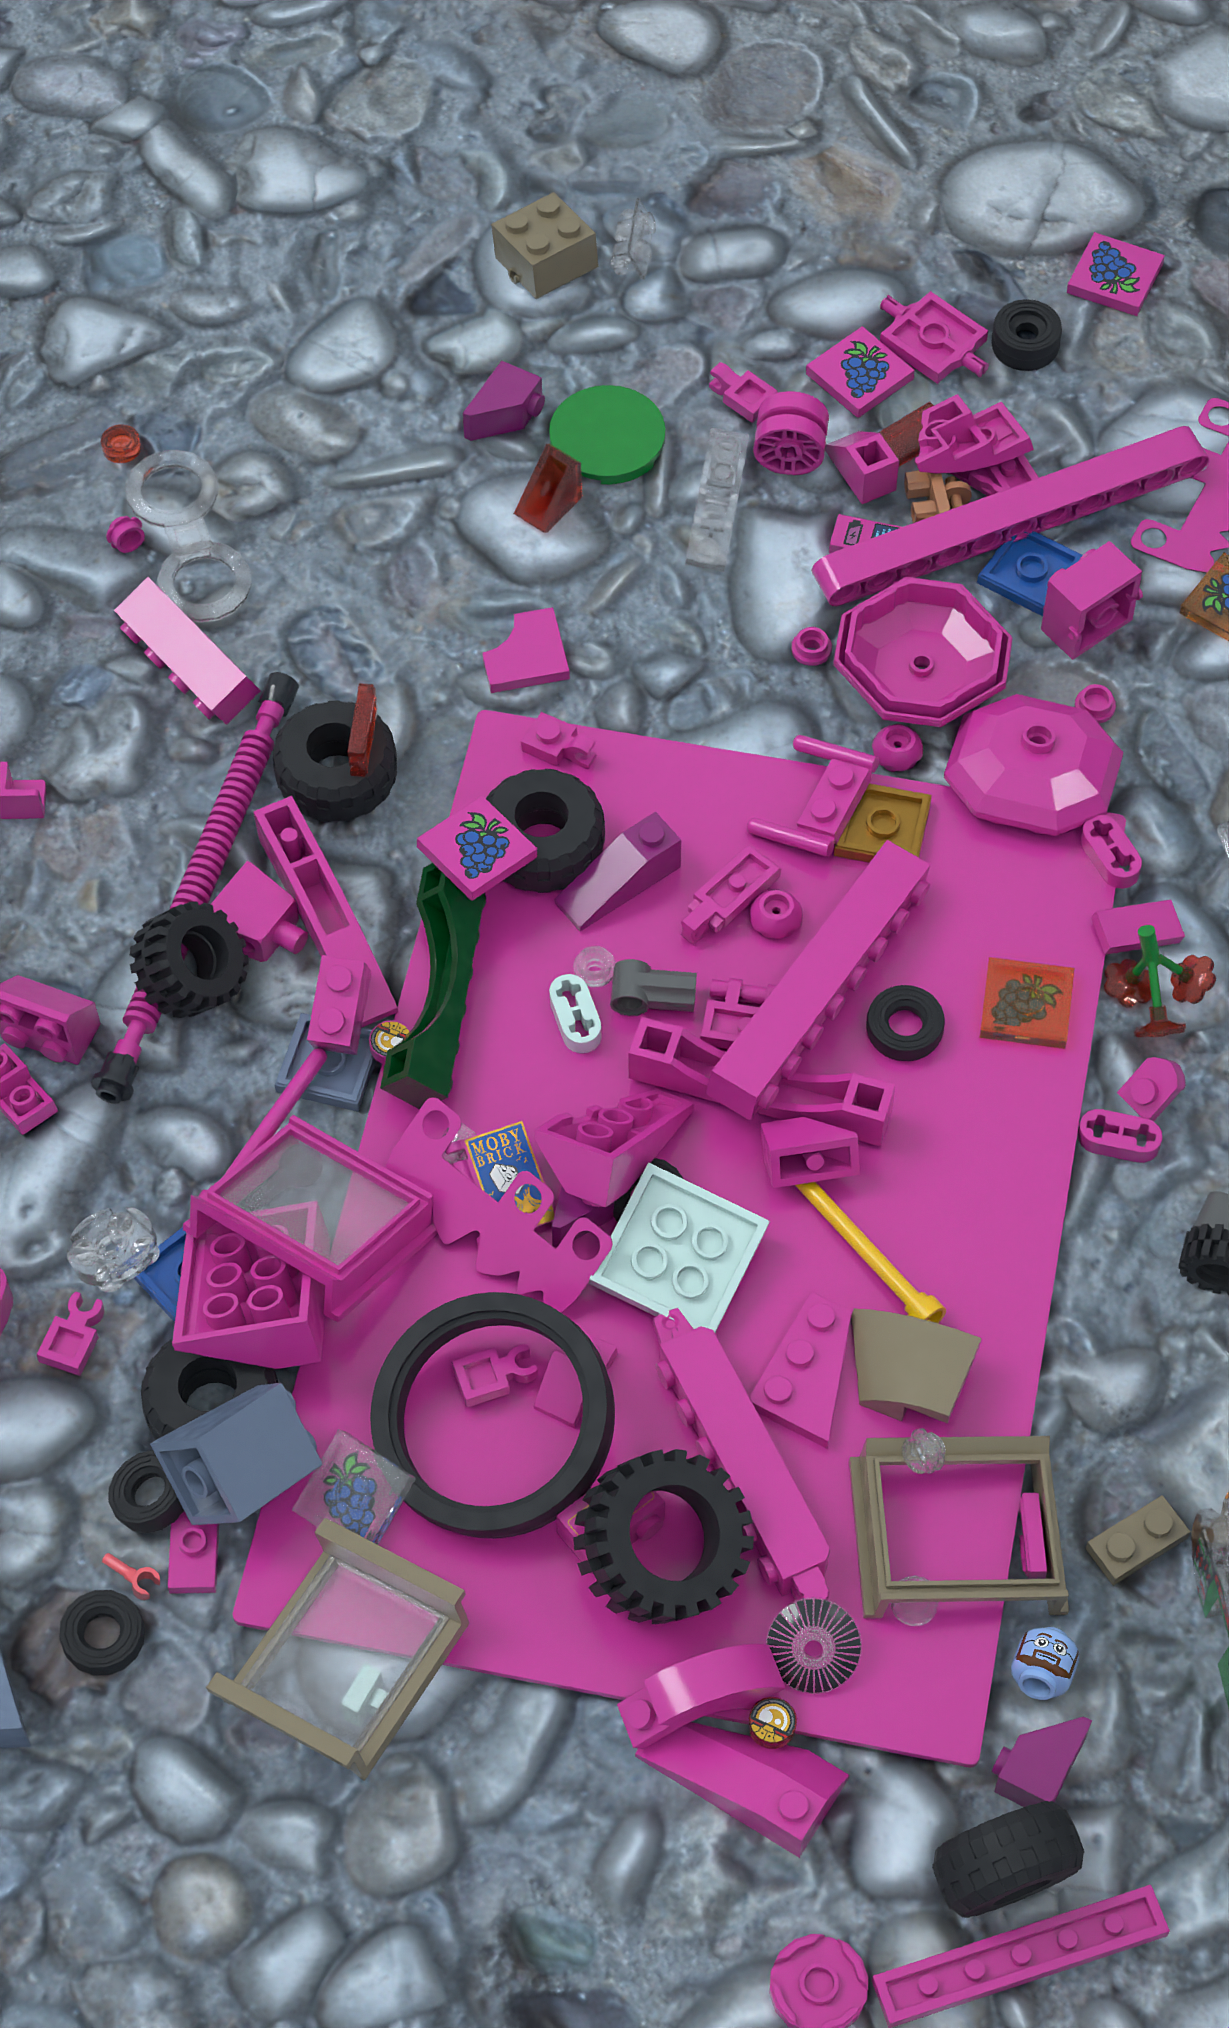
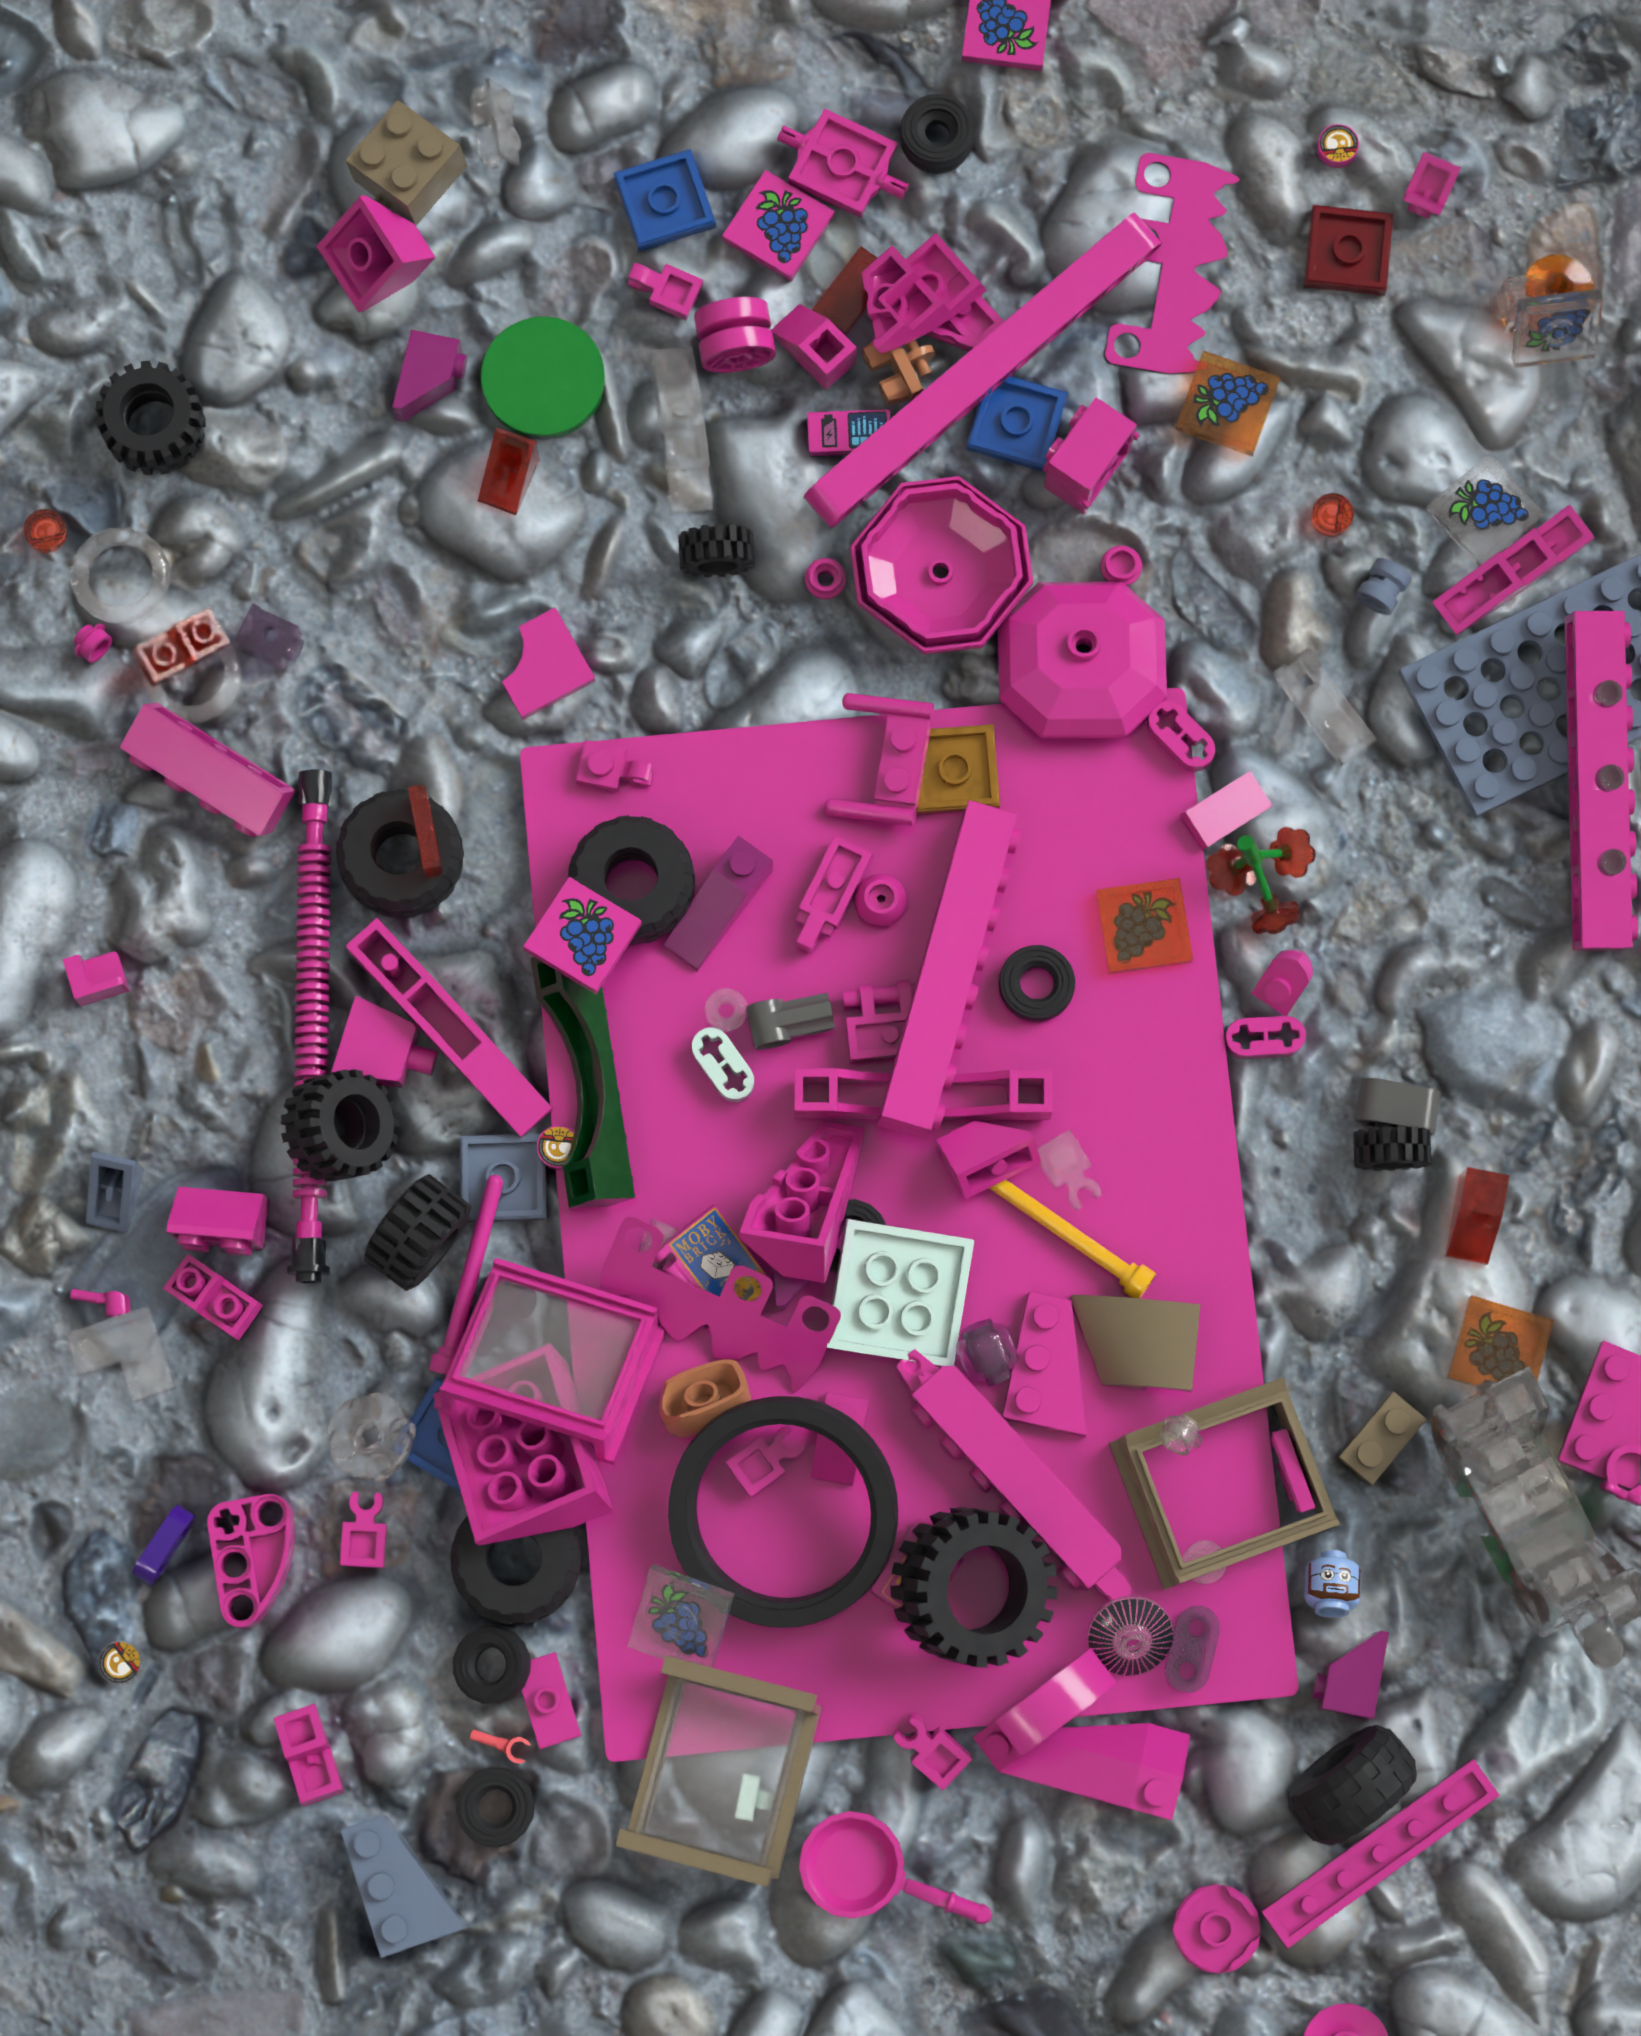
camera: 20 degrees left, 20 degrees up
(208, 551) = (180, 647): none -> clear red slope
(226, 1070) = (417, 1232): none -> black tyre
(238, 1455) = (569, 1623): sand blue slope -> none
(242, 353) = (146, 386): none -> black tyre
(283, 566) = (277, 652): none -> clear purple brick
(339, 1005) = (501, 1133): dark pink brick -> none
(440, 1285) = (701, 1395): none -> nougat piece
(452, 1794) = (857, 1866): none -> dark pink piece
(492, 304) = (374, 252): none -> dark pink slope
(575, 1711) = (936, 1754): none -> dark pink plate
(716, 592) = (716, 550): none -> black tyre
(750, 1333) = (987, 1352): none -> clear purple head
(764, 331) = (664, 200): none -> blue tile
(772, 1722) = (1113, 1714): tile -> none
(873, 1681) = (1192, 1649): none -> clear purple plate
(885, 1189) = (1065, 1163): none -> clear plate
(895, 758) = (942, 684): dark pink plate -> none

